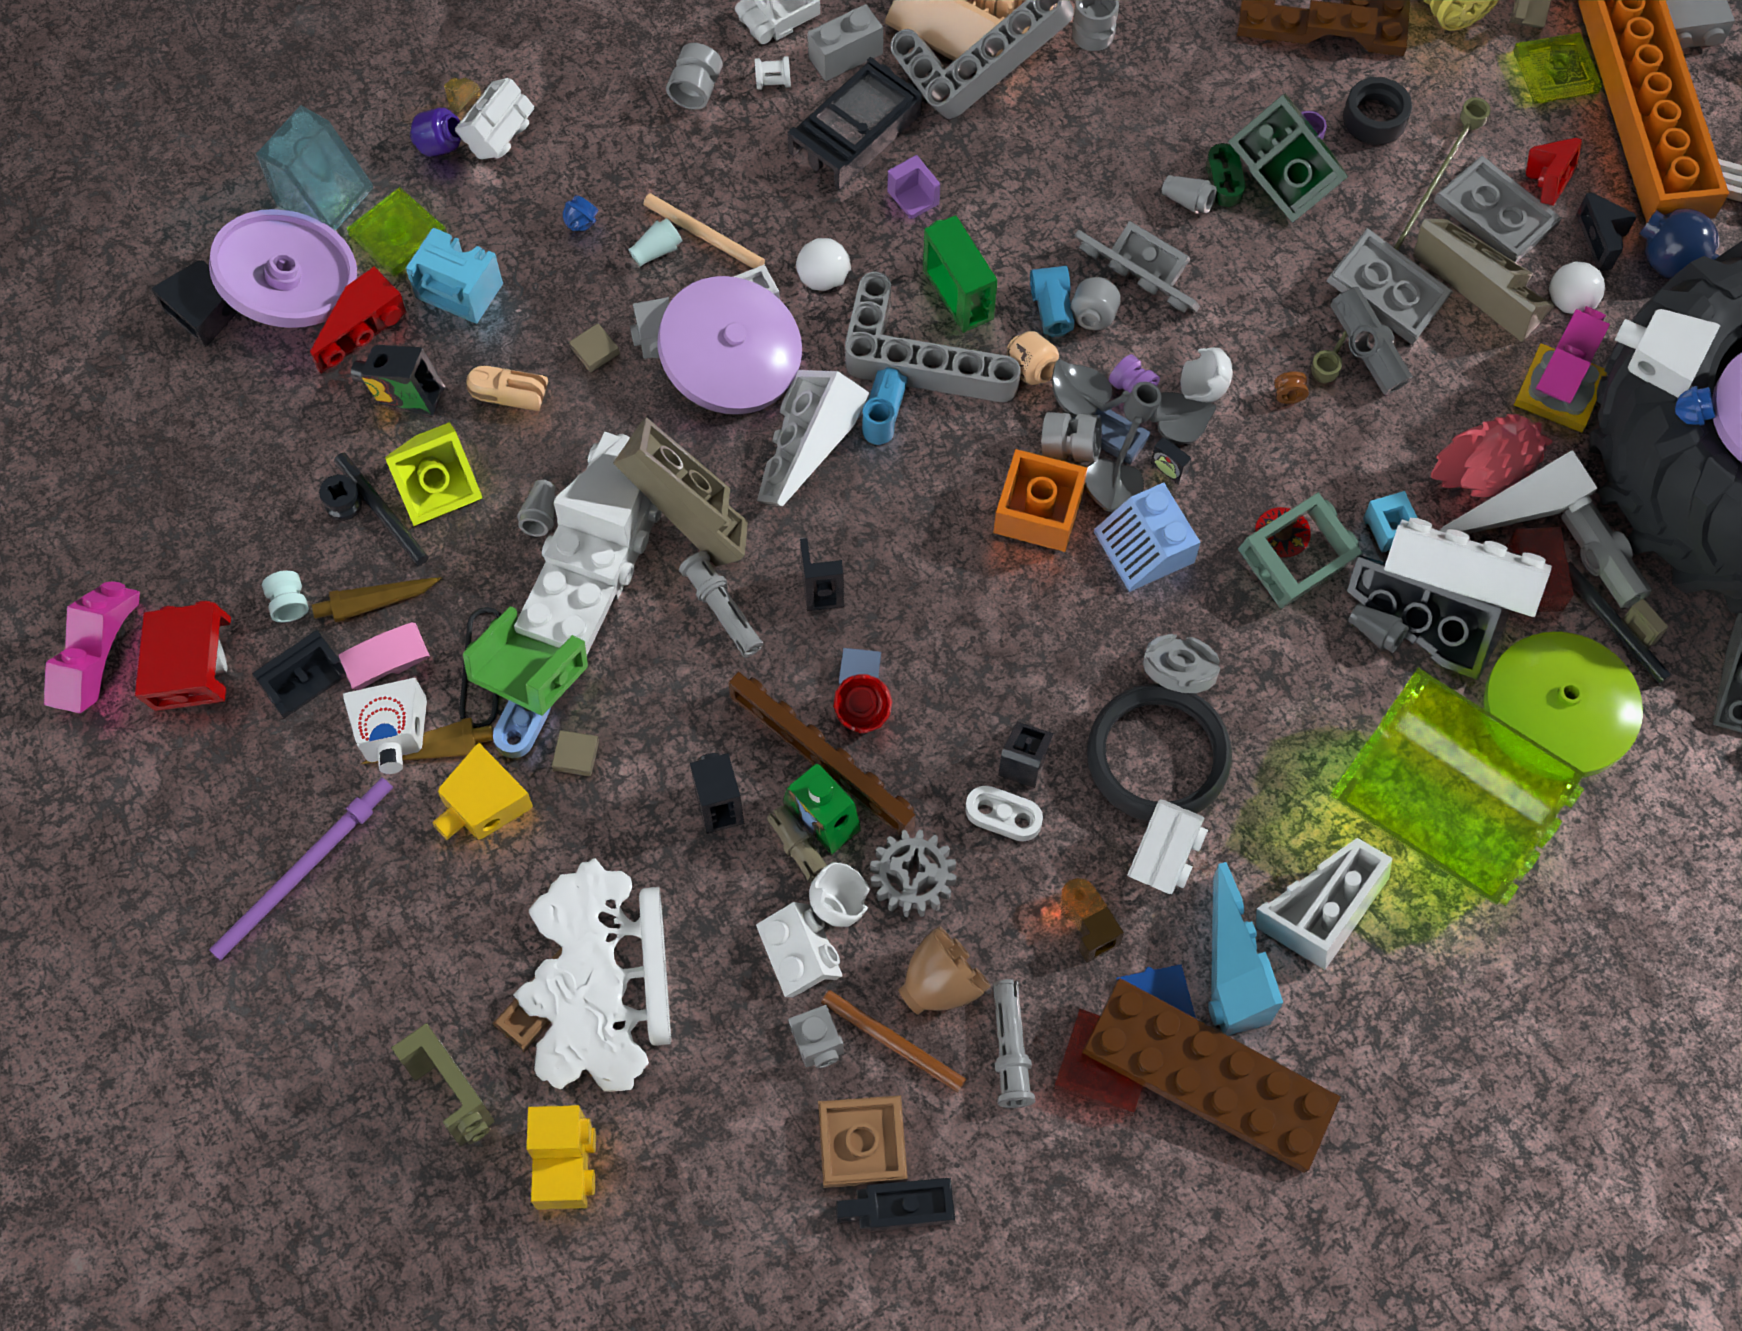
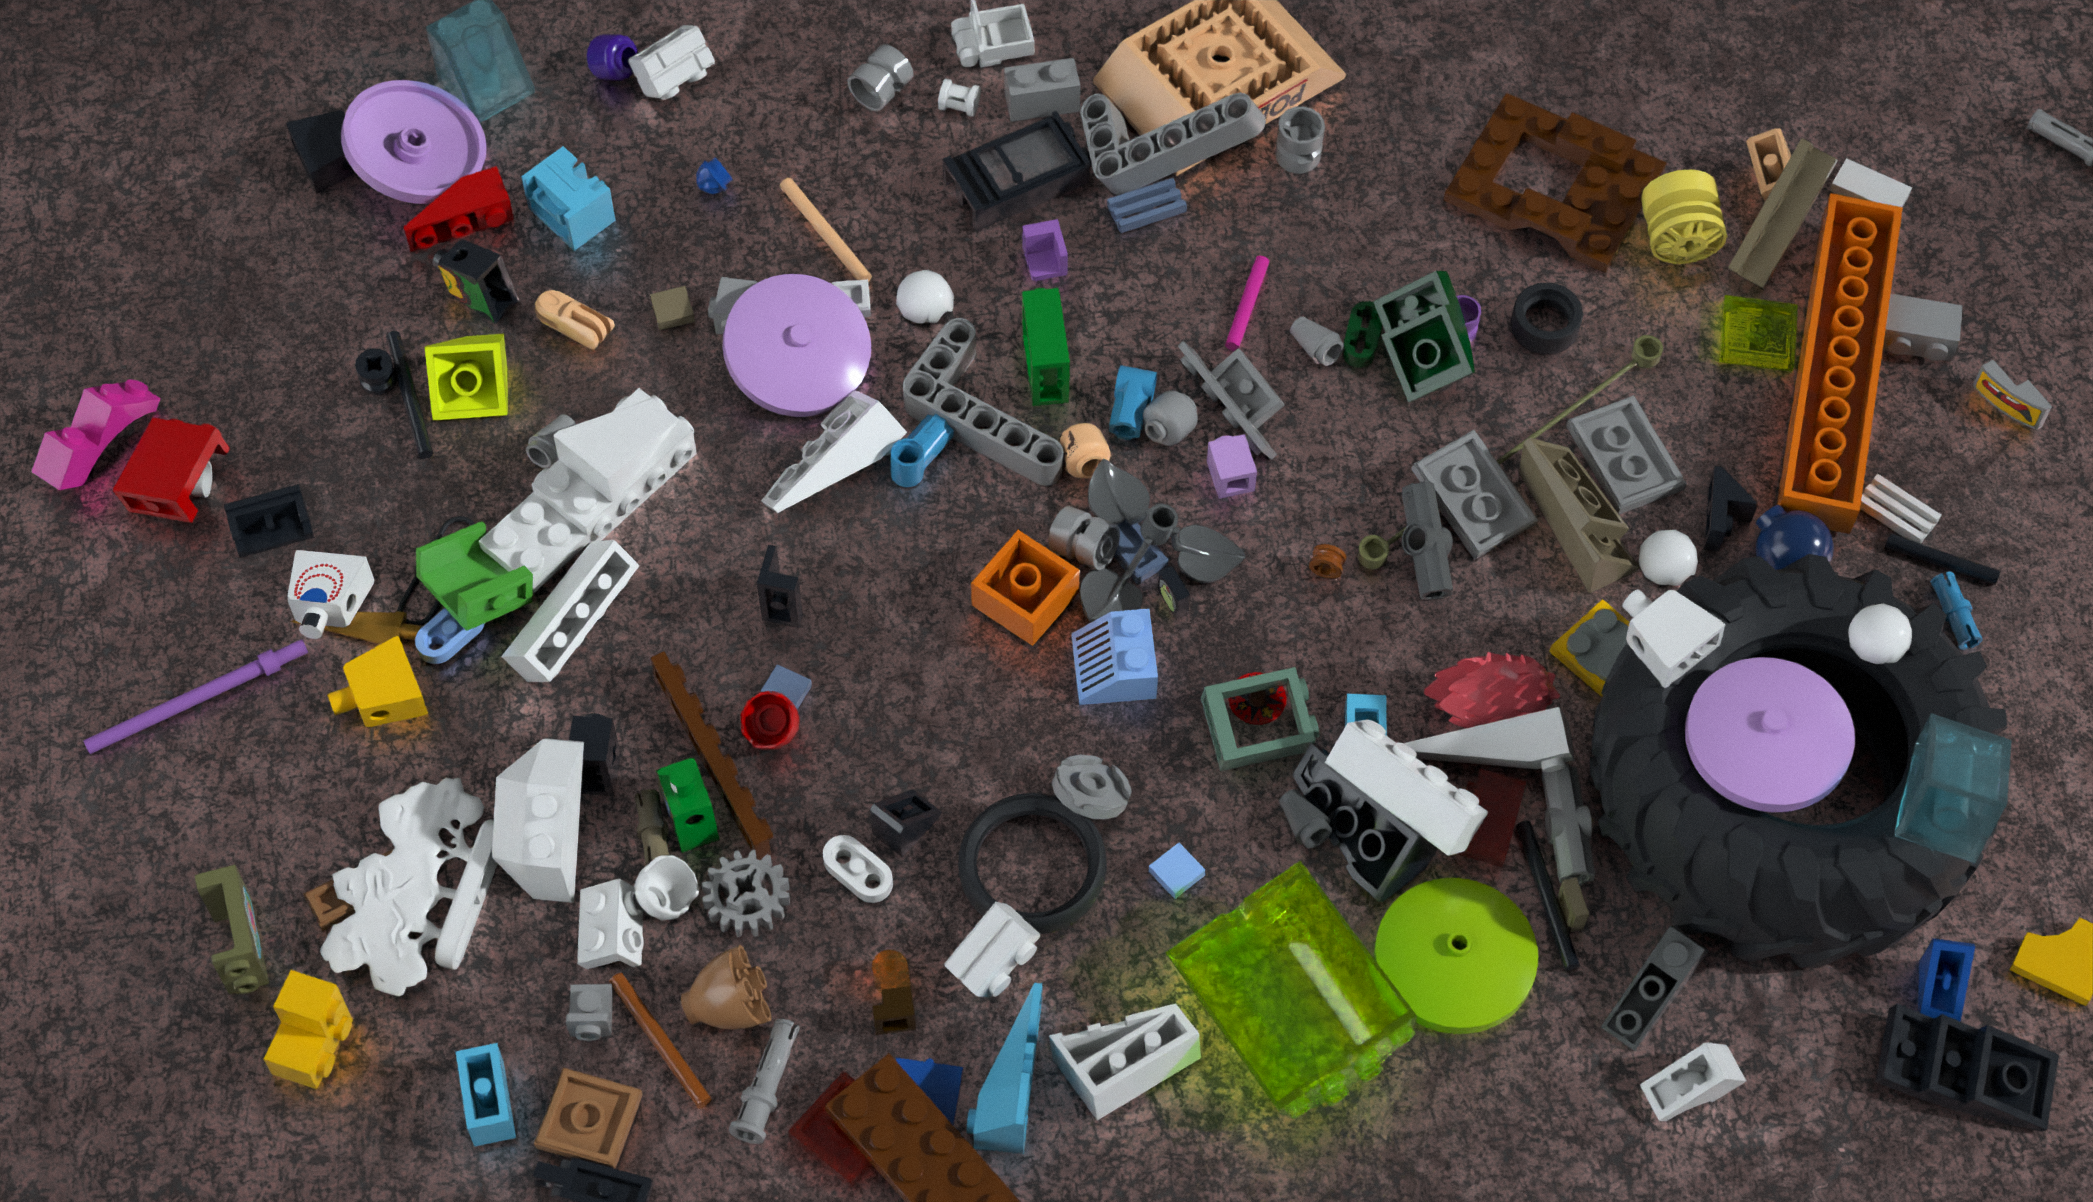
camera: 20 degrees right, 5 degrees down
(284, 593) = (286, 444): light aqua wheel -> none
(356, 601) = (353, 472): pearl gold bar -> none
(384, 654) = (351, 527): bright pink slope -> none
(394, 230) = (534, 136): clear neon green plate -> none
(460, 92) = (653, 26): clear yellow tile -> none
(575, 753) = (486, 677): dark tan tile -> none
(631, 663) = (570, 611): none -> white brick
(656, 242) = (773, 226): light aqua cone -> none
(684, 492) = (685, 467): dark tan slope -> none
(696, 871) = (540, 819): none -> white wedge
(713, 590) = (679, 569): light grey pin -> none
(759, 1155) = (485, 1094): none -> medium azure brick
(978, 116) = (1143, 201): none -> sand blue tile
(1111, 179) = (1247, 303): none -> dark pink bar
(1129, 373) = (1174, 493): medium lavender wheel -> none
(1168, 329) = (1231, 466): none -> lavender brick
(1207, 376) = (1247, 524): white hair -> none
(1287, 713) = (1176, 870): none -> light blue tile
(1553, 167) = (1700, 430): red slope -> none
(1573, 354) = (1605, 628): dark pink arch -> none
(1695, 406) = (1671, 696): blue plate -> none

